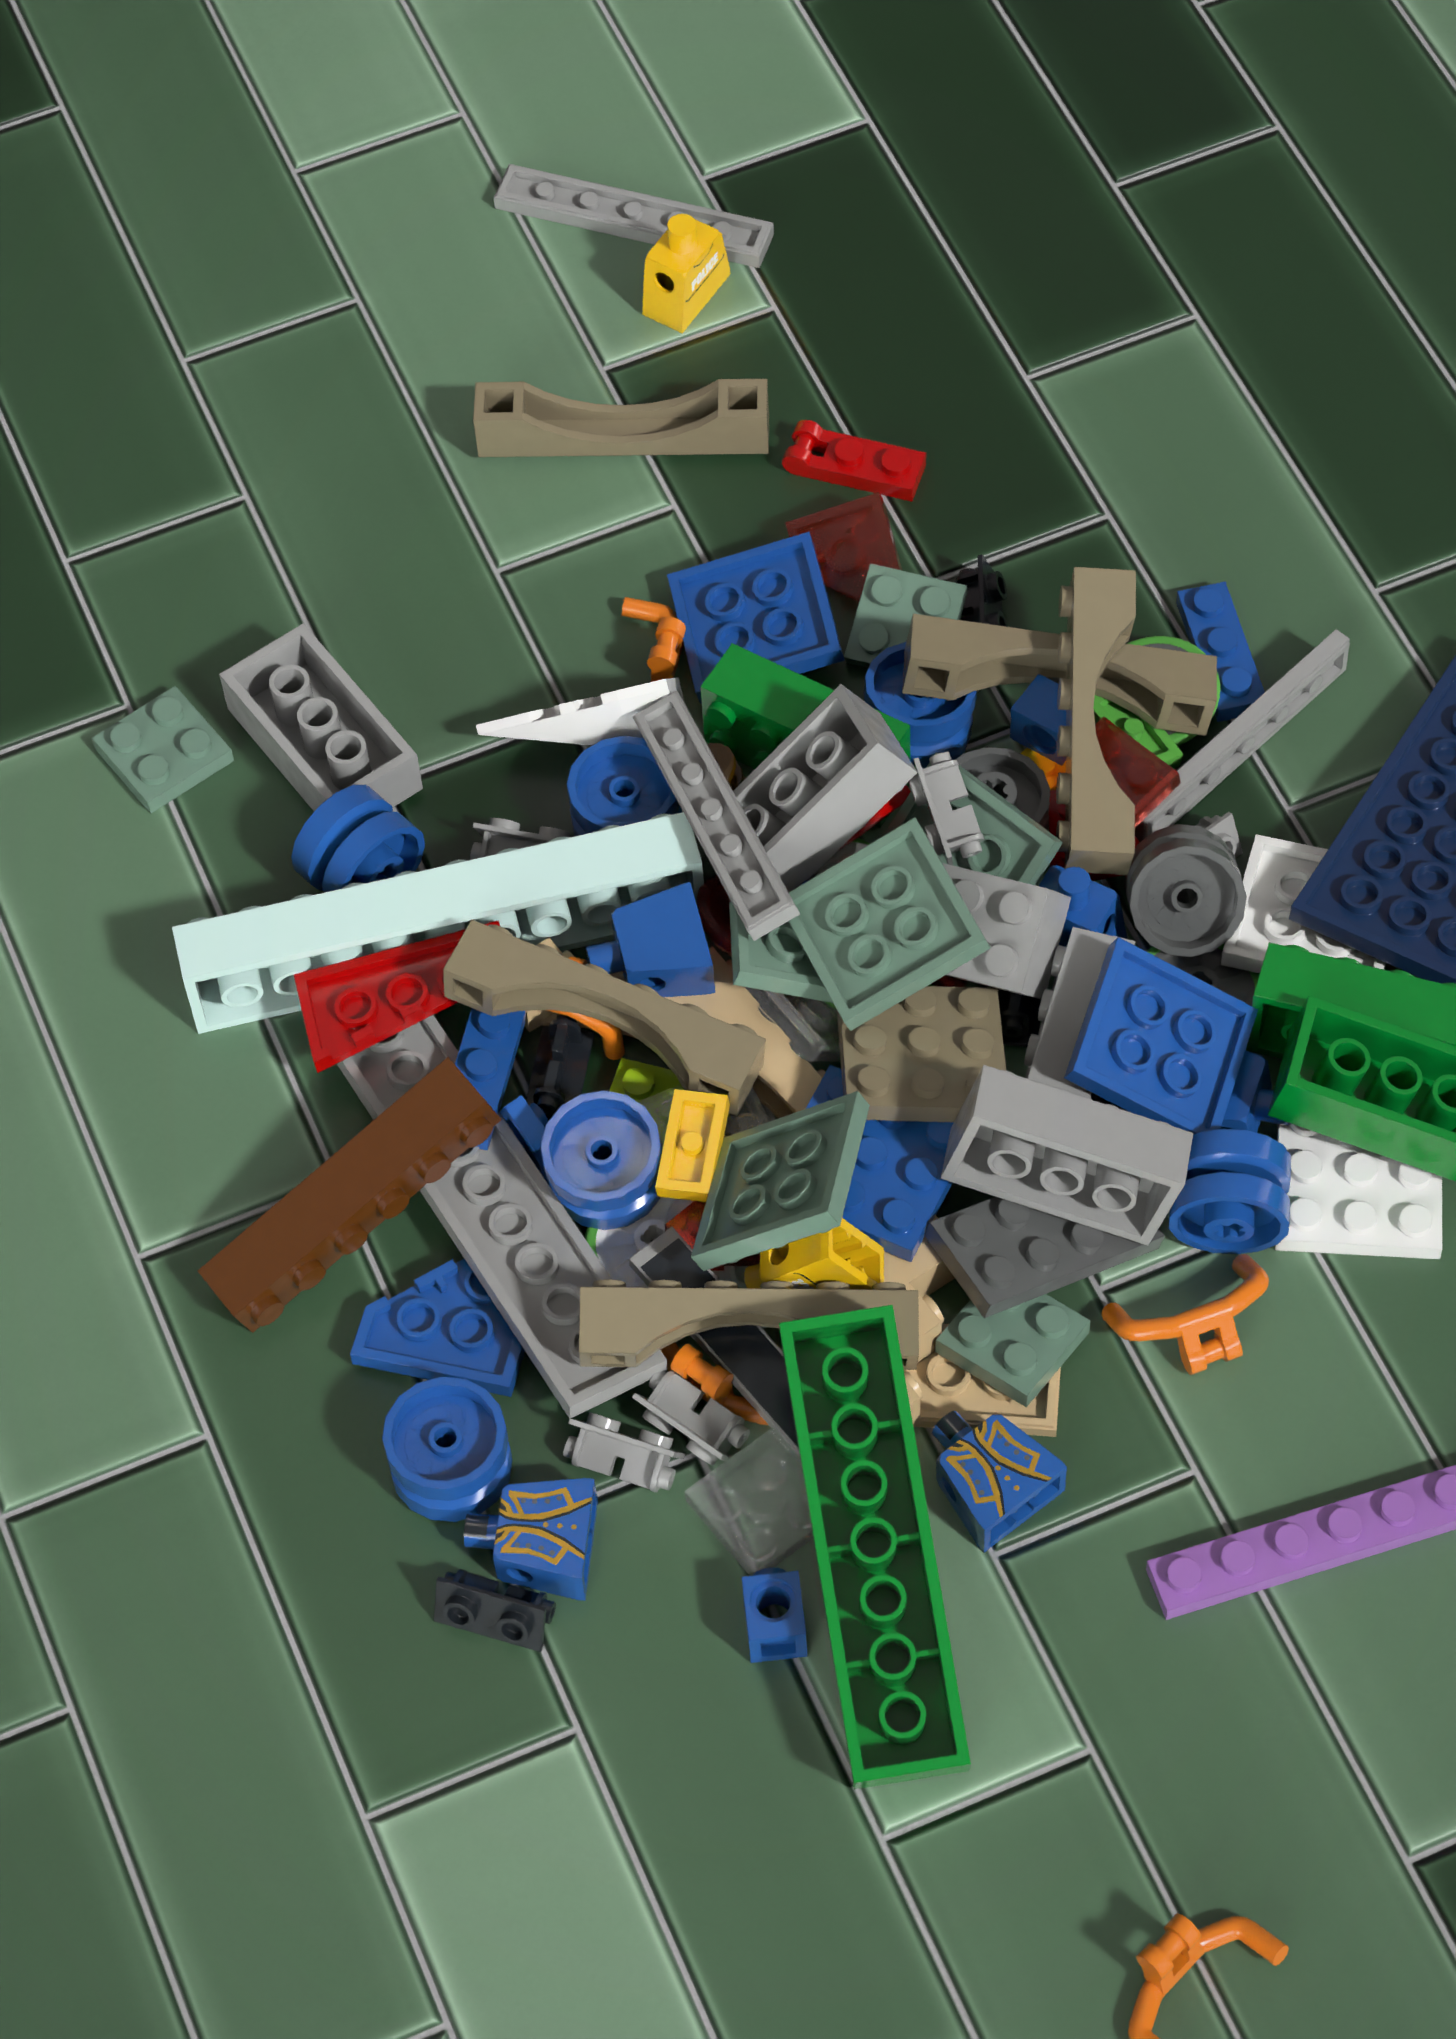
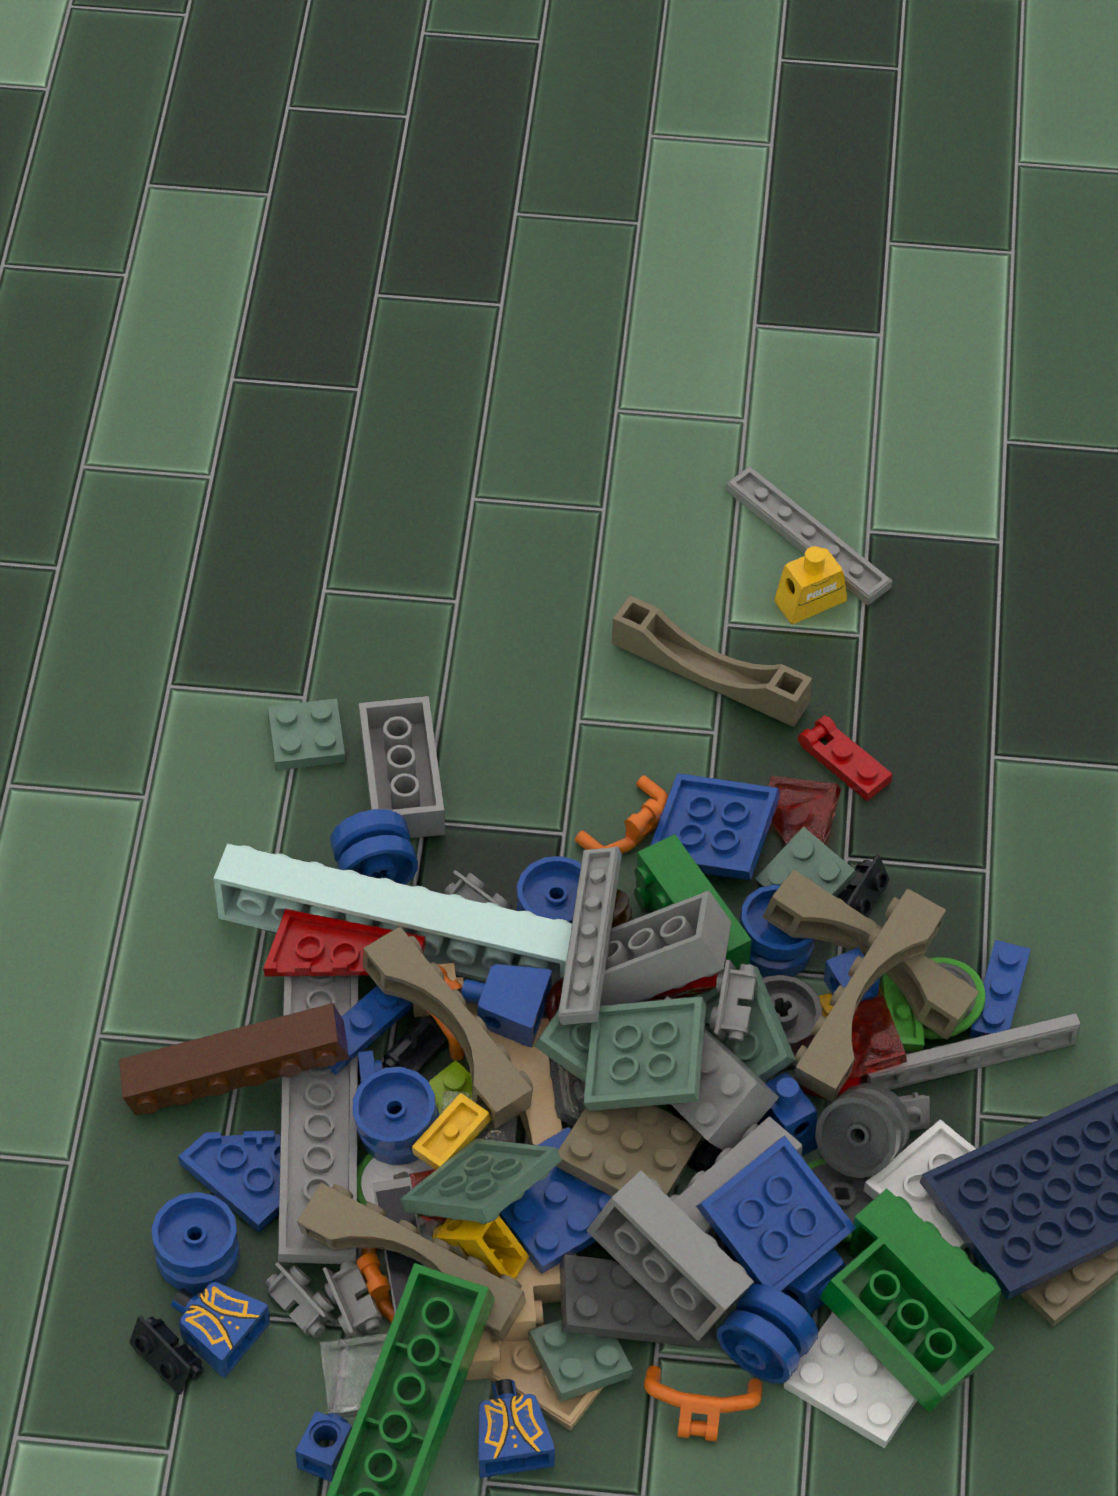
camera: 25 degrees right, 5 degrees down
(585, 719) = (571, 841): white wedge -> none

